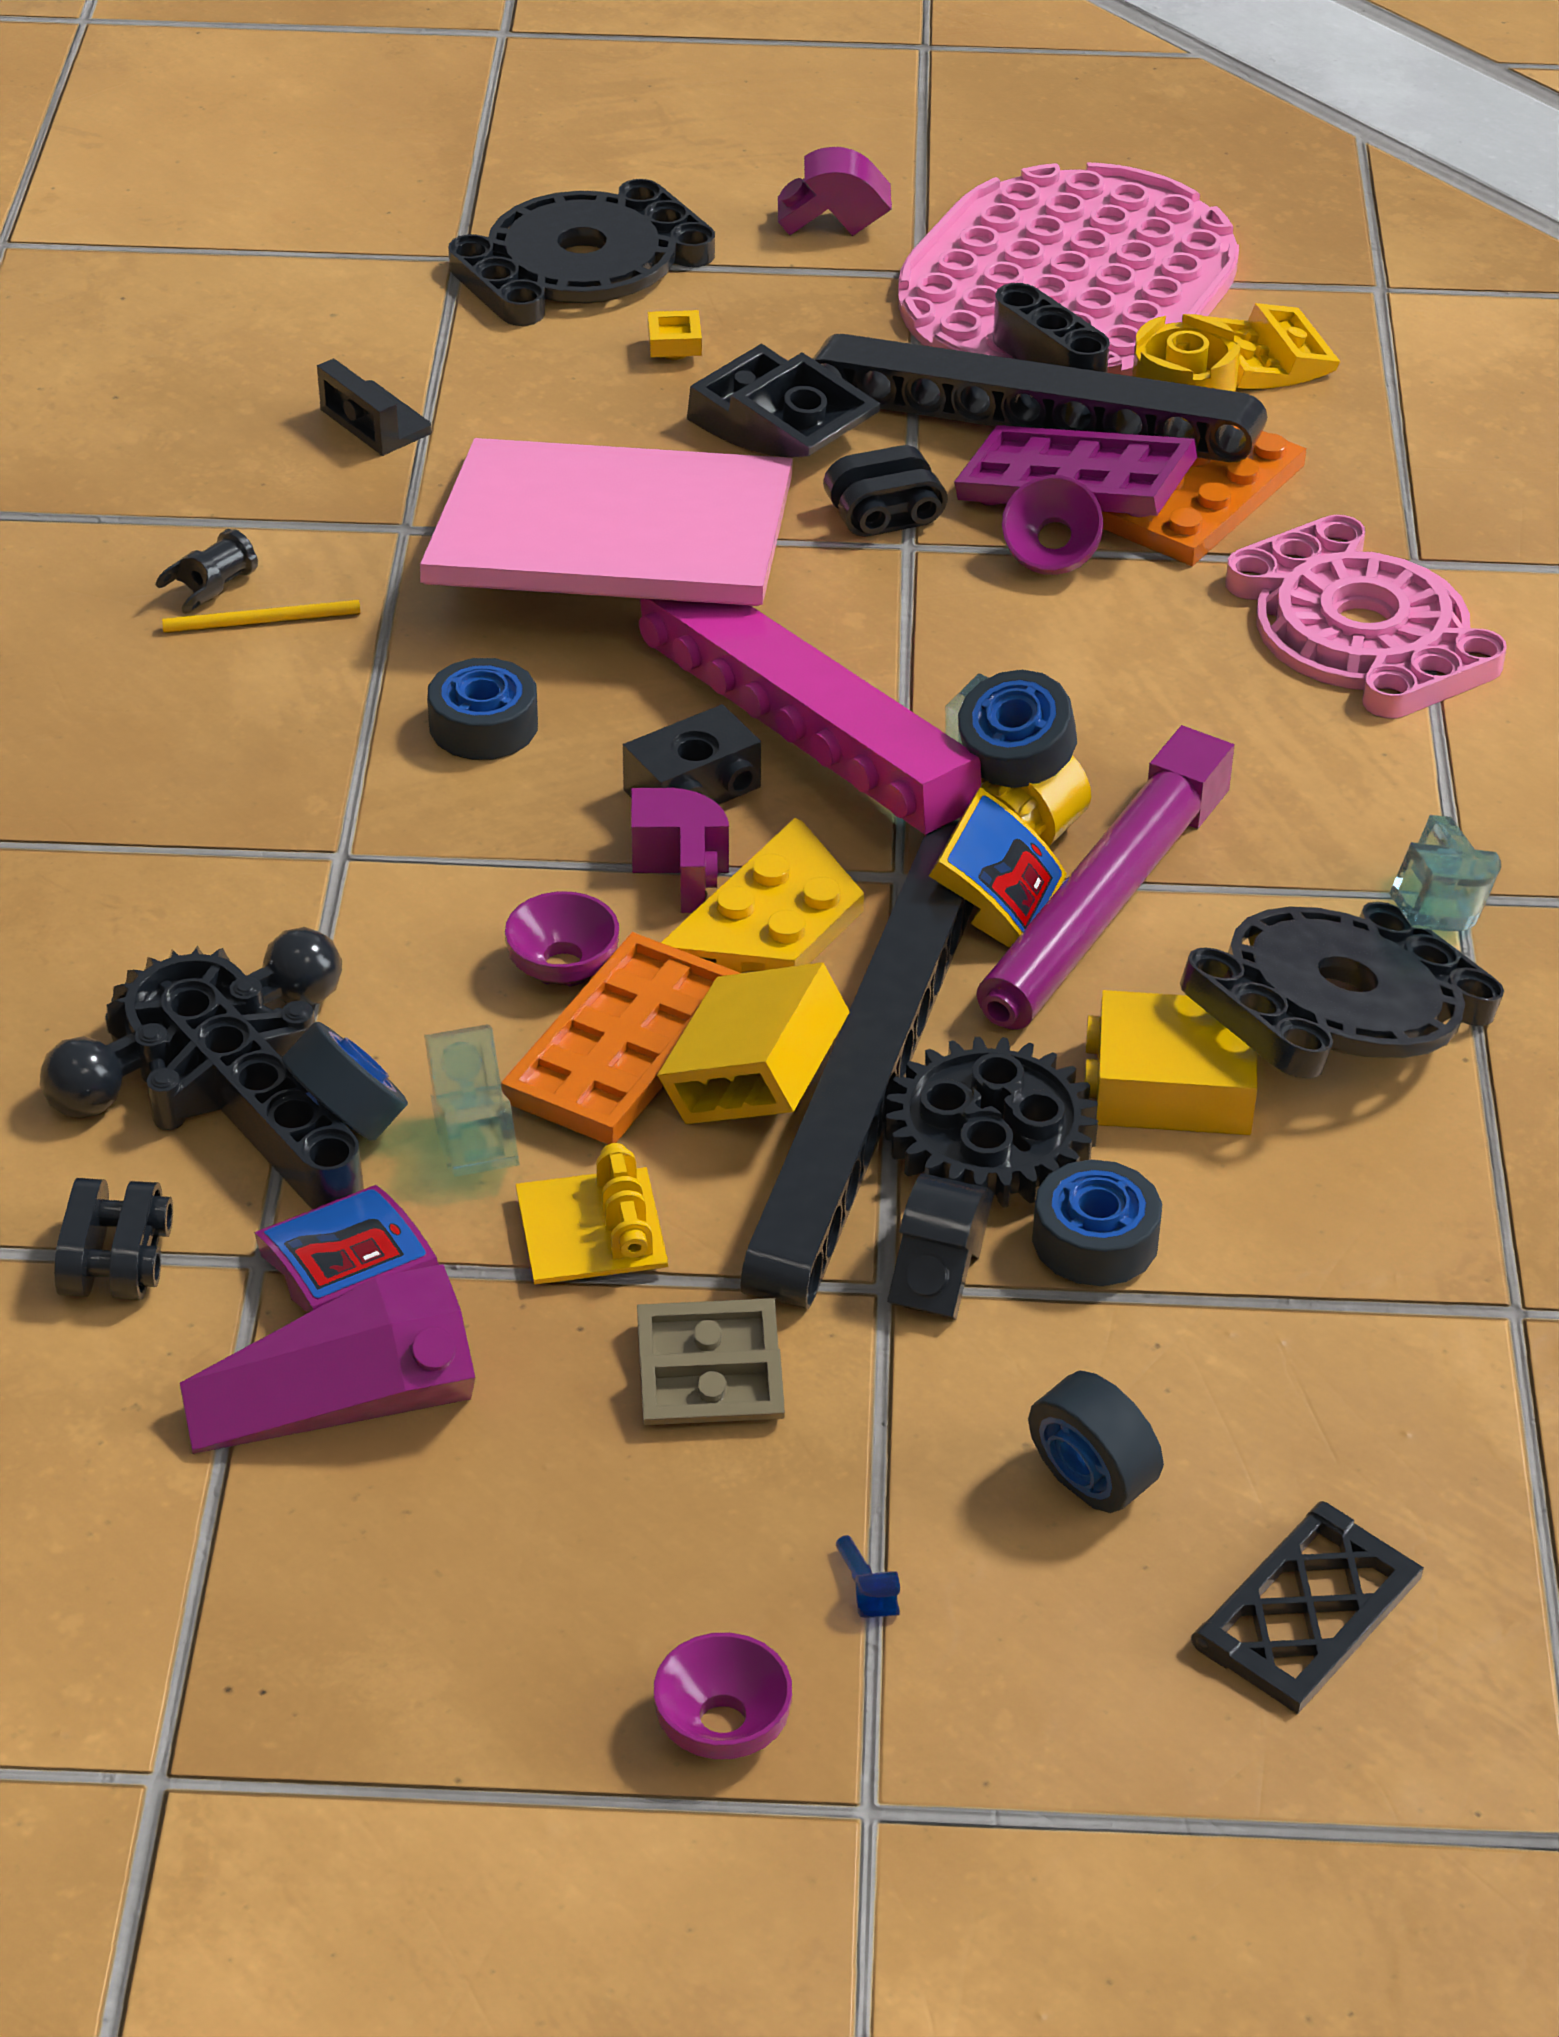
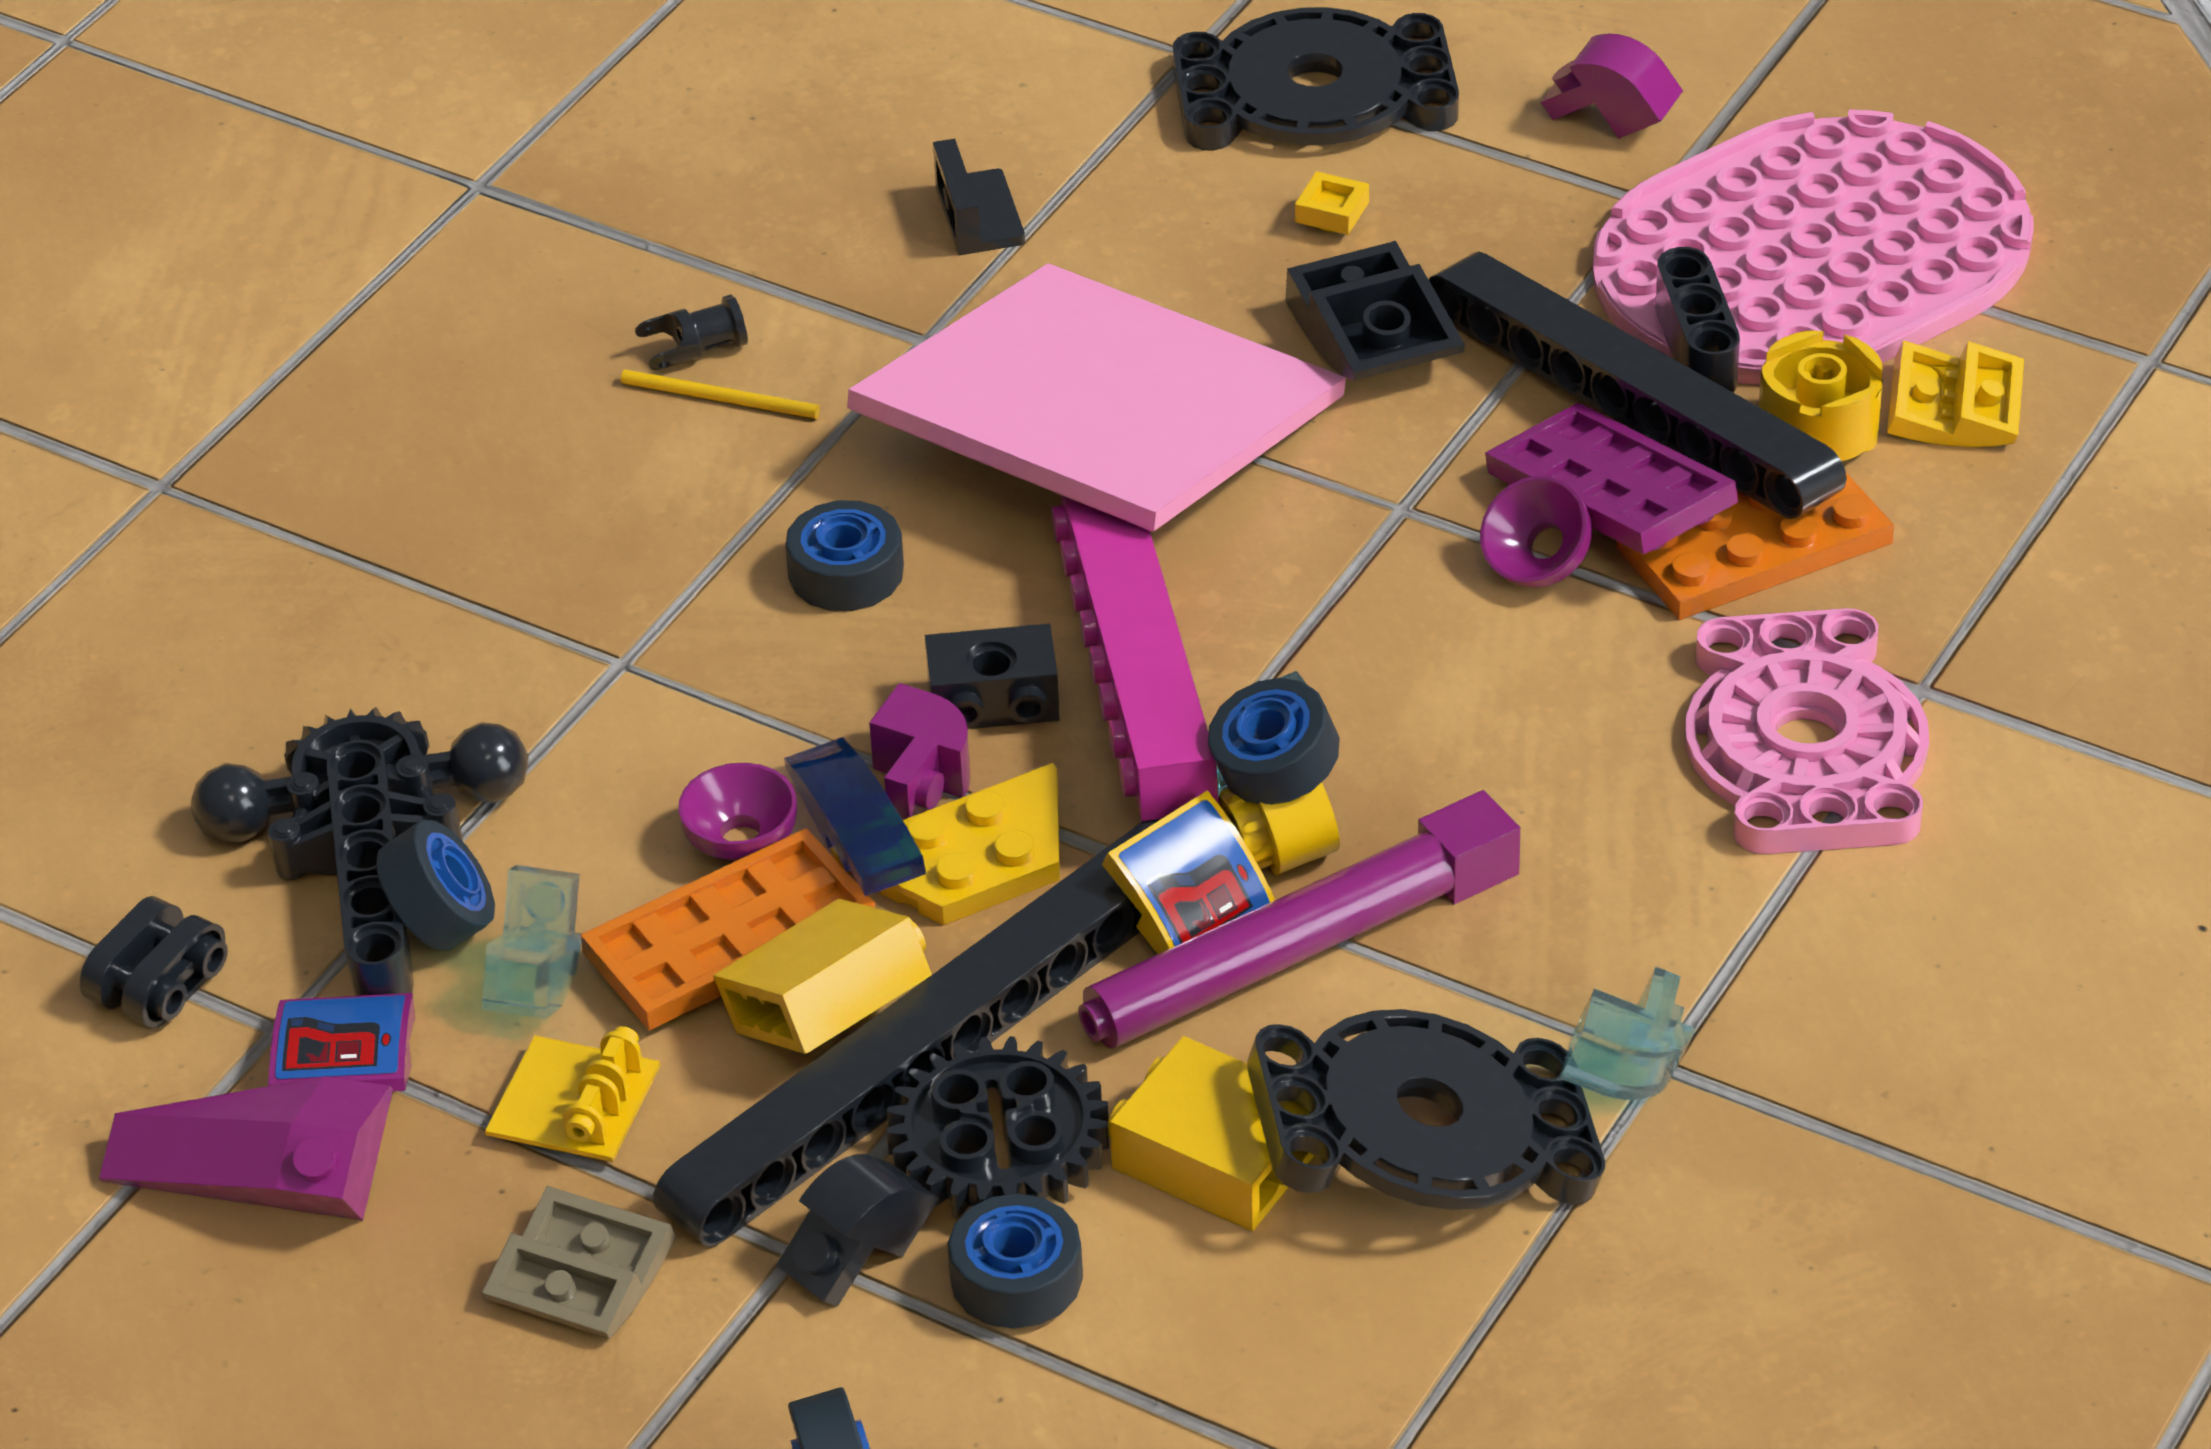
camera: 30 degrees right, 0 degrees up
(673, 907) = (855, 816): none -> clear blue slope
(885, 490) = (1407, 441): black brick -> none

